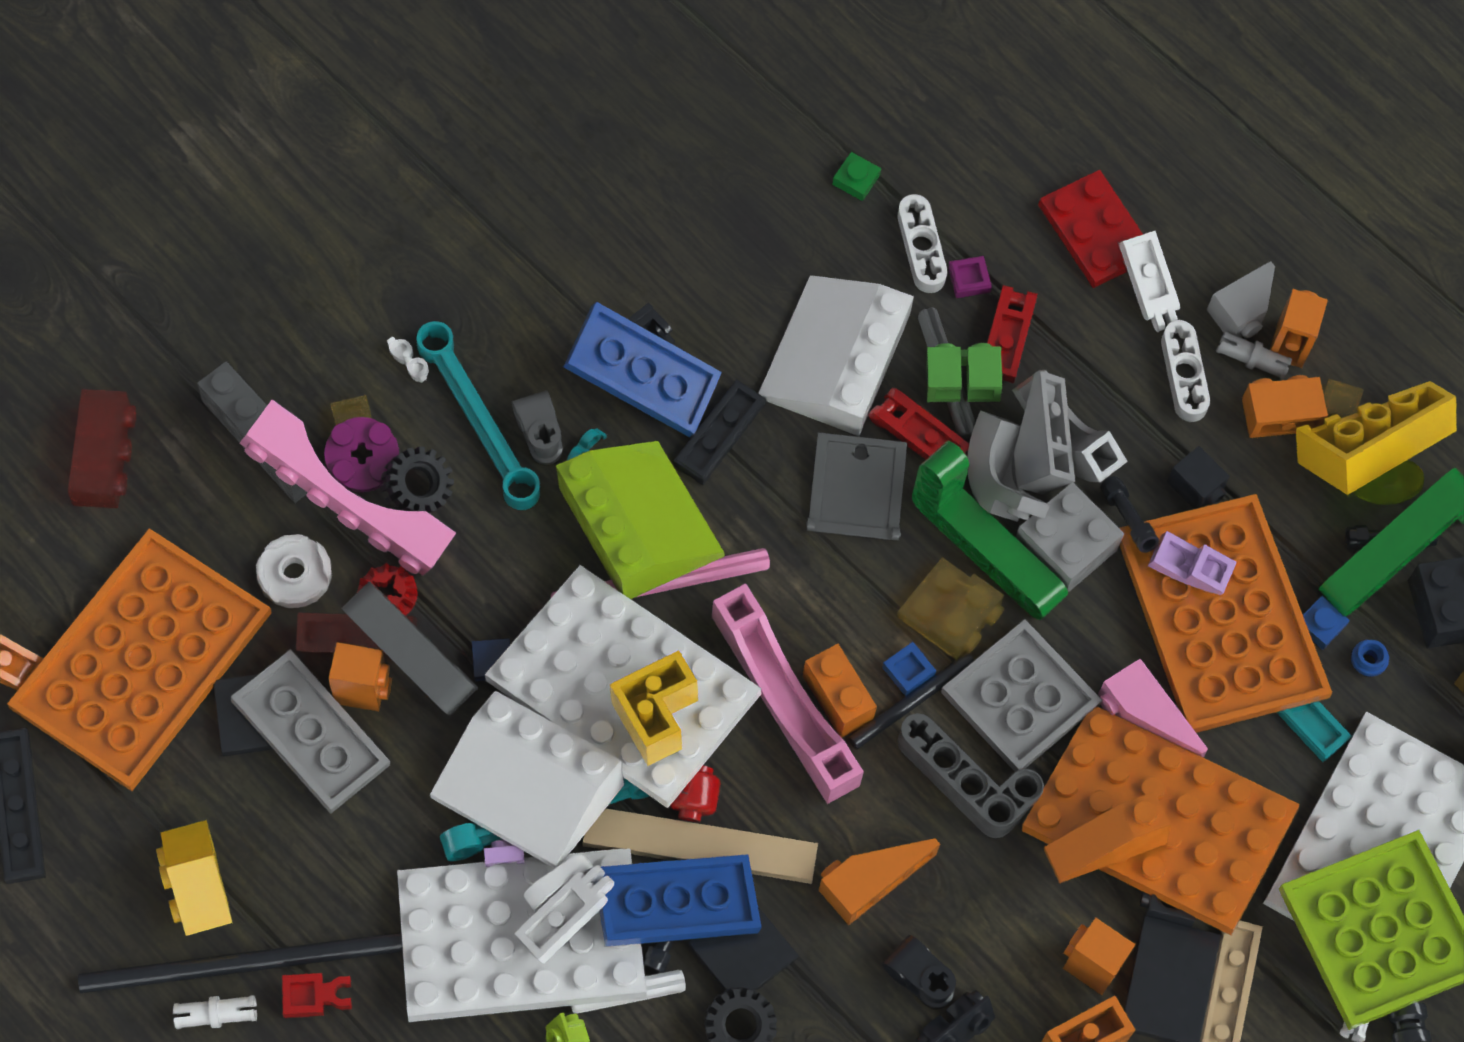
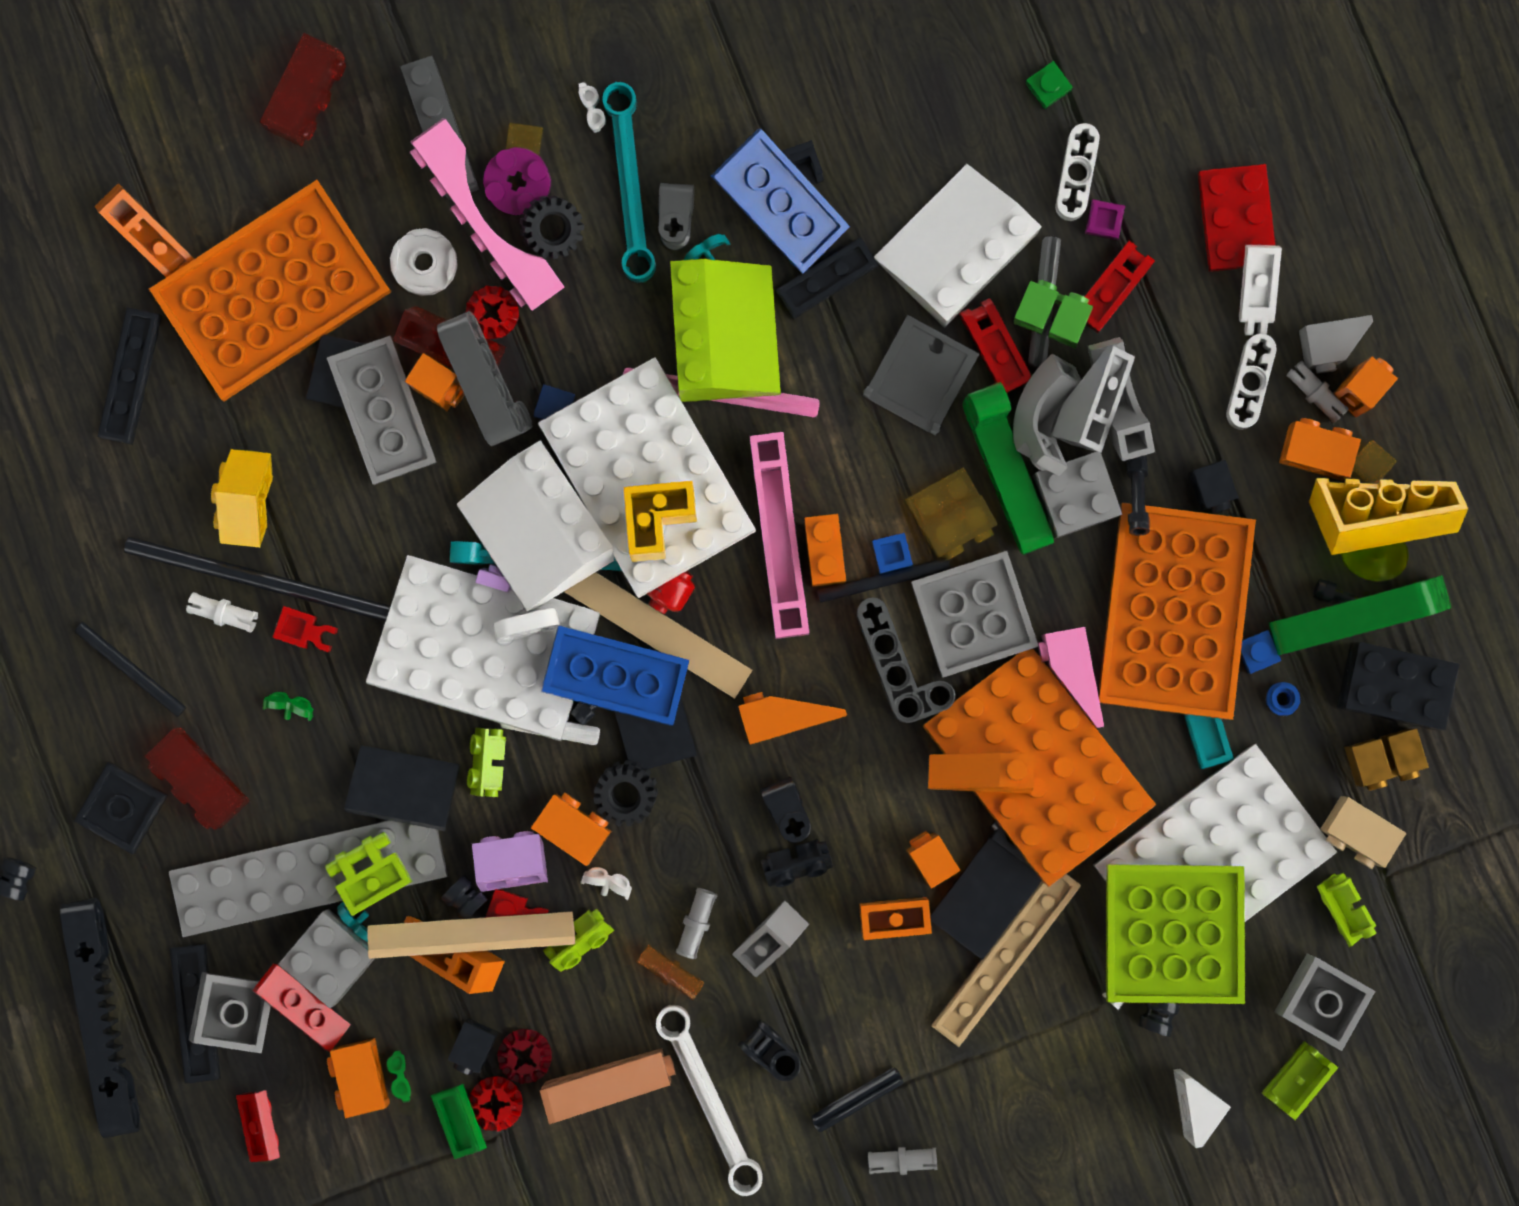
camera: 30 degrees right, 20 degrees up
(565, 913) = (518, 654): white hinge -> none
(1191, 565) = (1169, 562): lavender slope -> none

